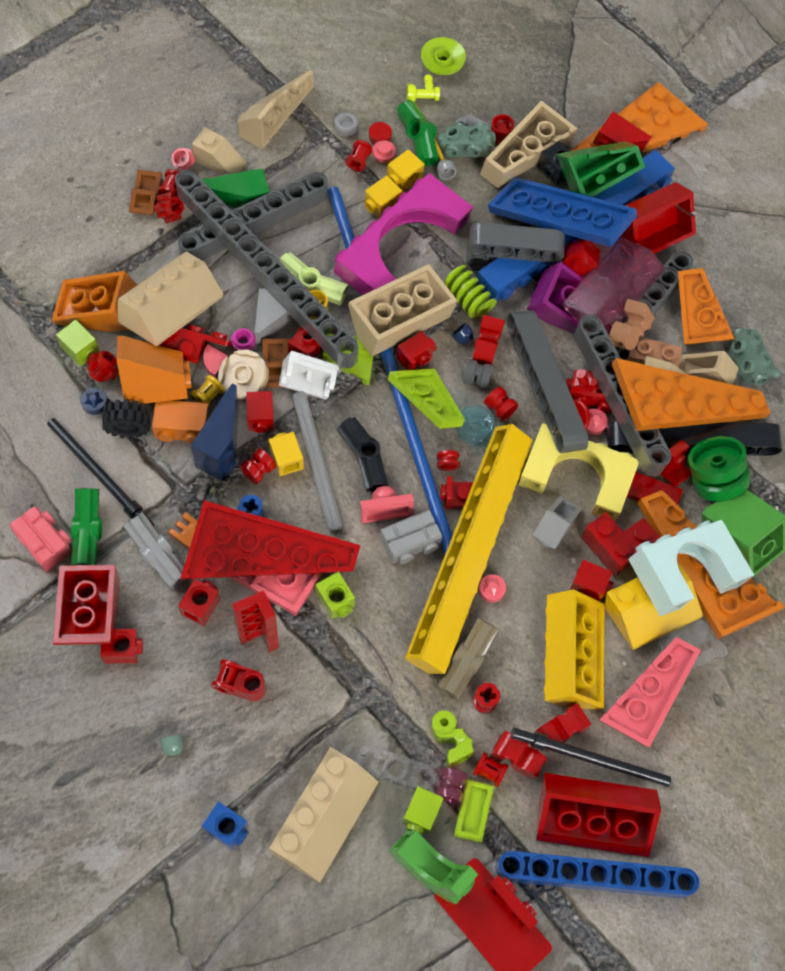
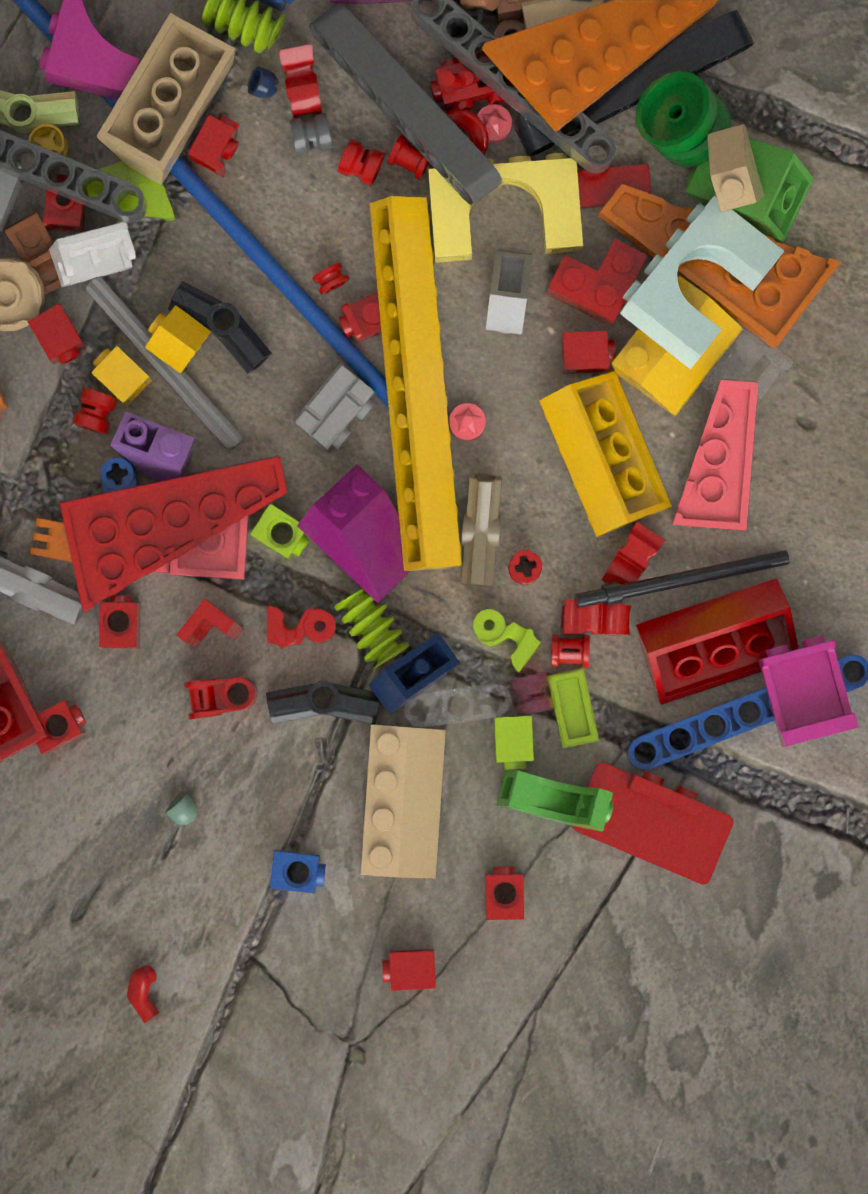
camera: 20 degrees left, 20 degrees up
(71, 855) = (138, 992): none -> red arm
(217, 441) = (29, 409): dark blue slope -> none
(268, 939) = (410, 969): none -> red brick
(282, 501) = (152, 447): none -> medium lavender slope
(289, 712) = (298, 703): none -> black piece
(325, 665) = (314, 624): none -> red leg
(333, 447) = (176, 338): none -> yellow brick
(362, 932) = (504, 911): none -> red brick
(363, 685) = (372, 627): none -> lime piece
(377, 727) = (414, 673): none -> dark blue brick
(386, 505) = (282, 380): coral tile -> none
(387, 616) = (359, 532): none -> magenta slope
(429, 395) = (263, 202): lime wing -> none
(474, 434) = (347, 223): clear light blue wheel -> none
(532, 414) = (408, 157): none -> red bush
(647, 877) = (807, 691): none -> dark pink panel
(675, 471) = (627, 138): red bracket -> none
(743, 505) = (733, 168): none -> tan slope

